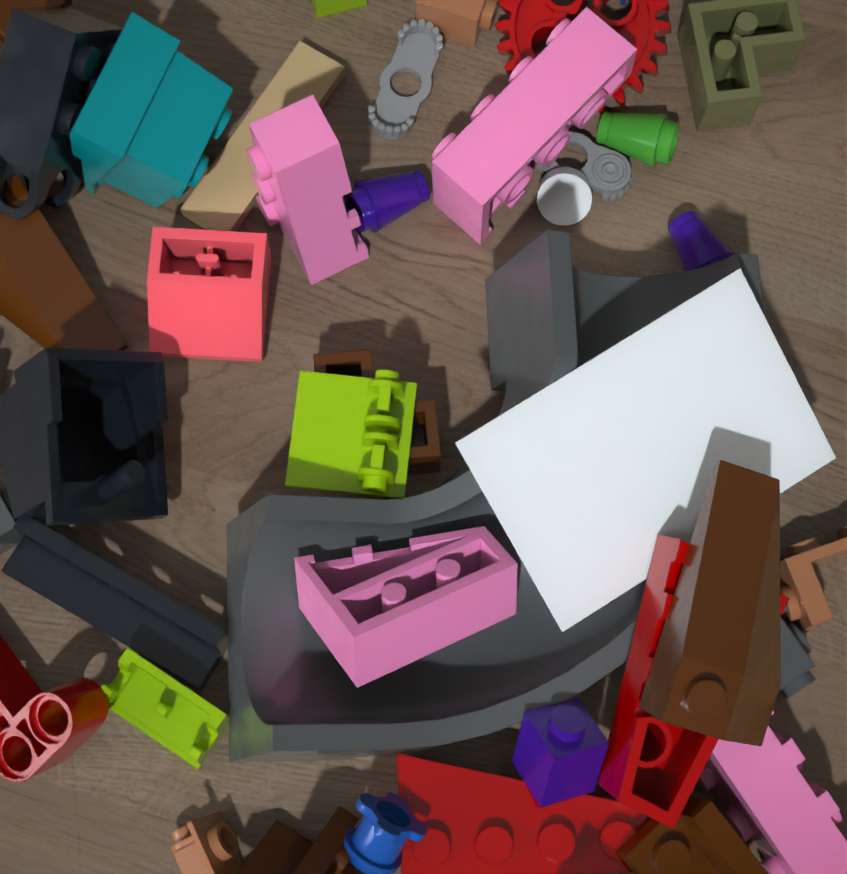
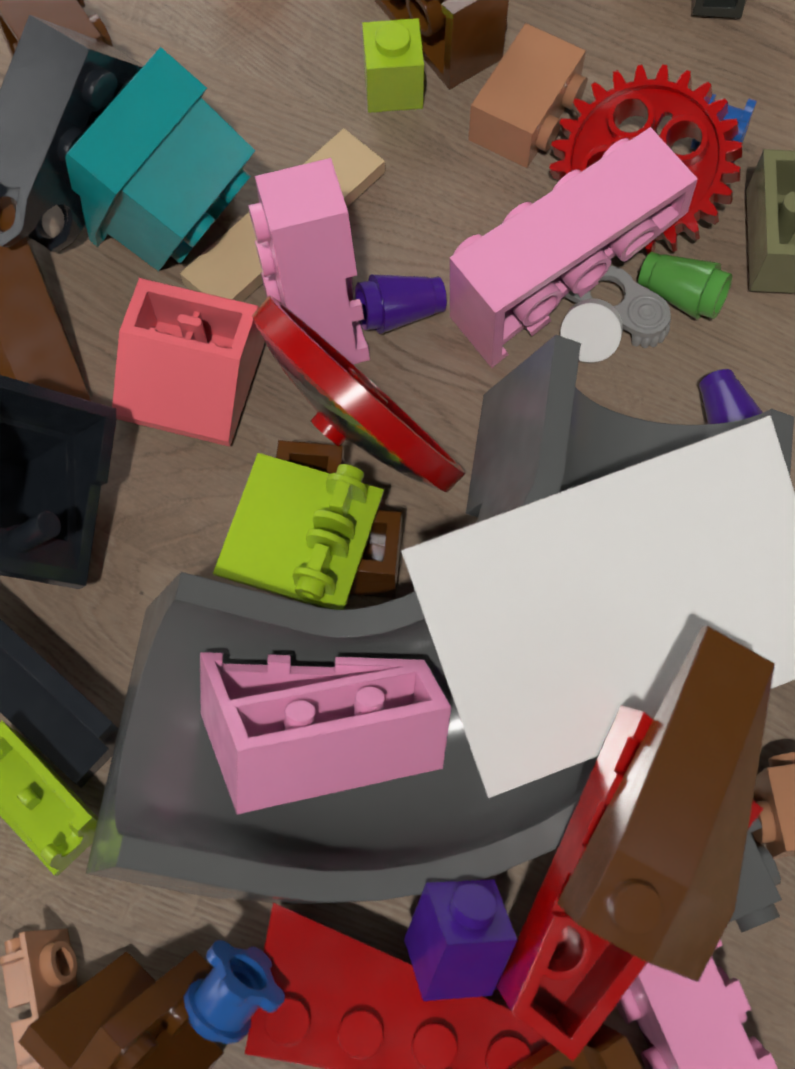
camera: 15 degrees right, 5 degrees down
(373, 309) = (350, 402): none -> red dish
(416, 53) = (464, 162): light grey piece -> none

